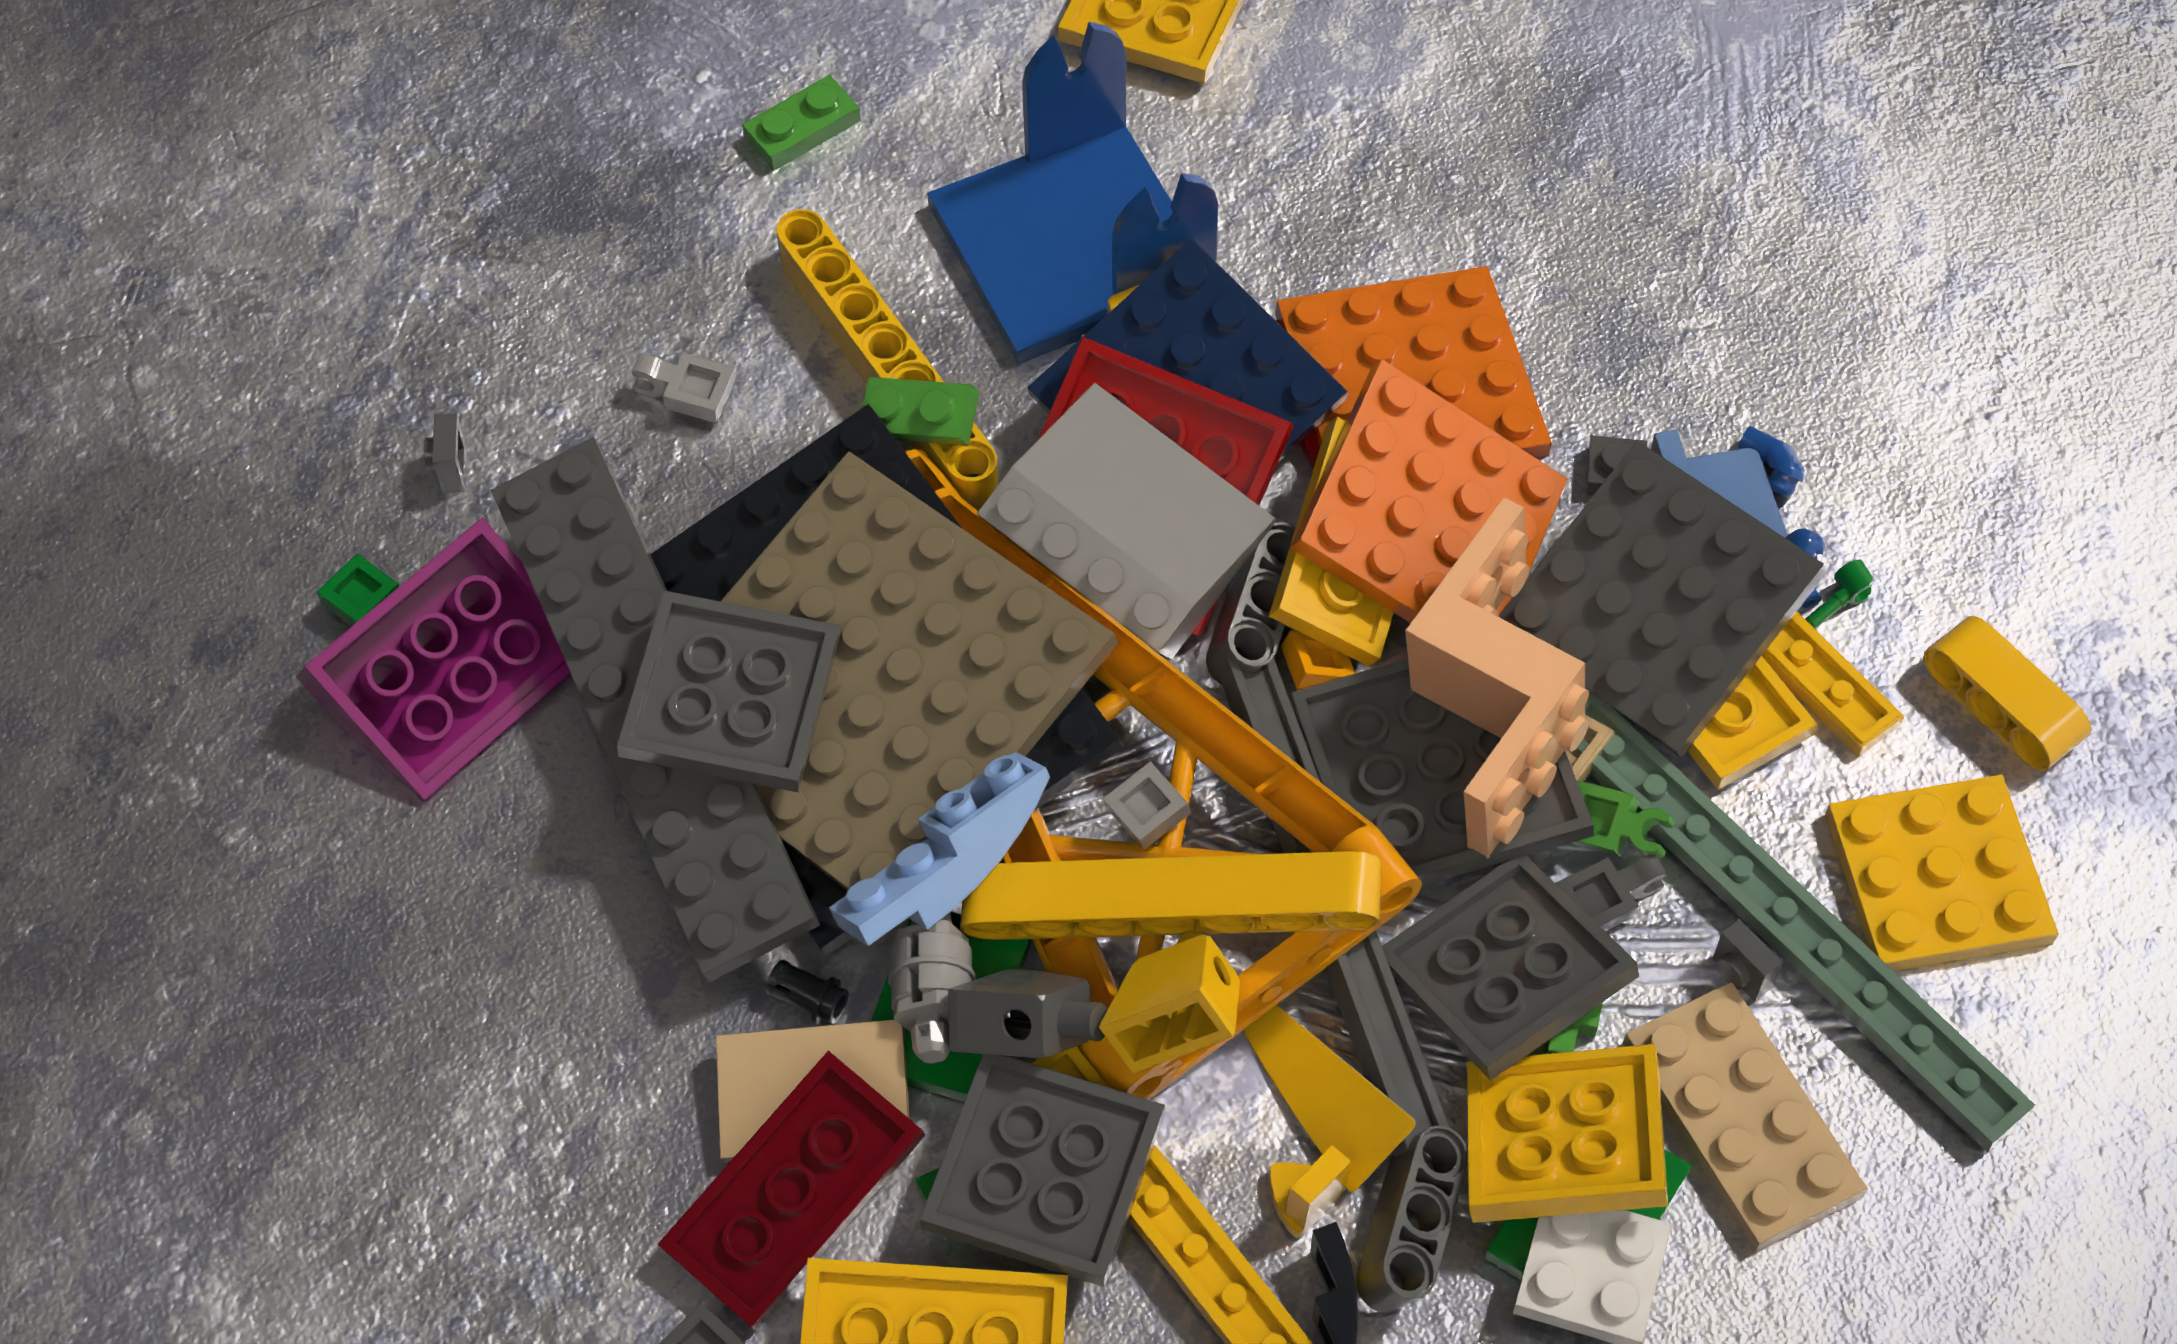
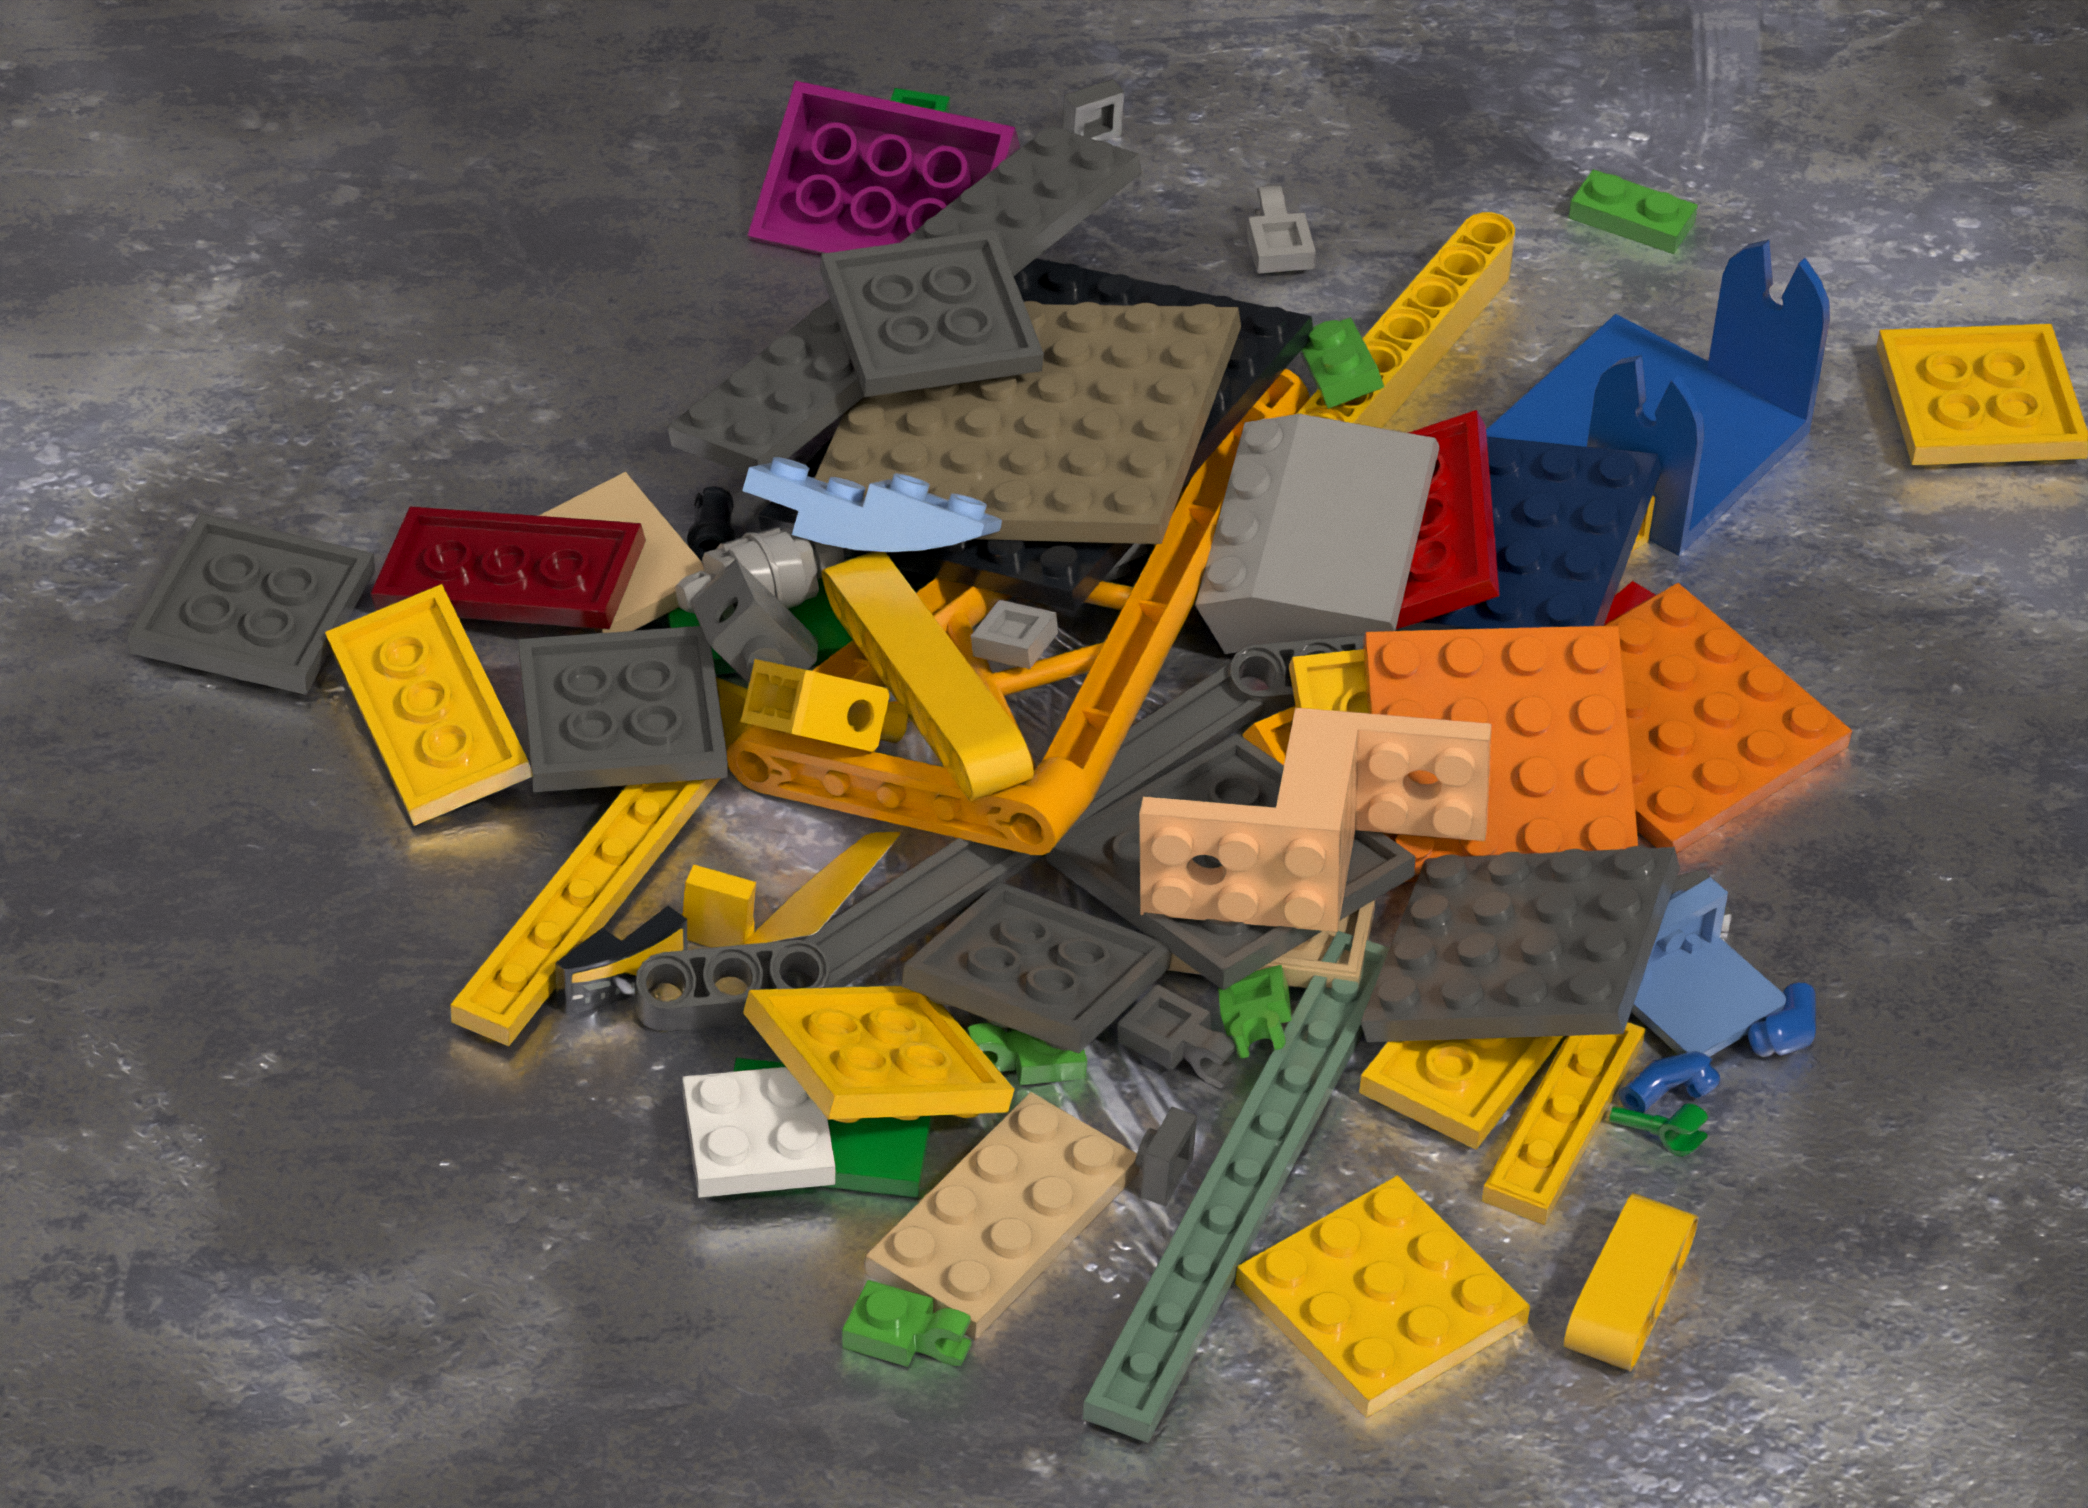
camera: 60 degrees right, 15 degrees down
(1838, 1253) = (898, 1323): none -> bright green plate

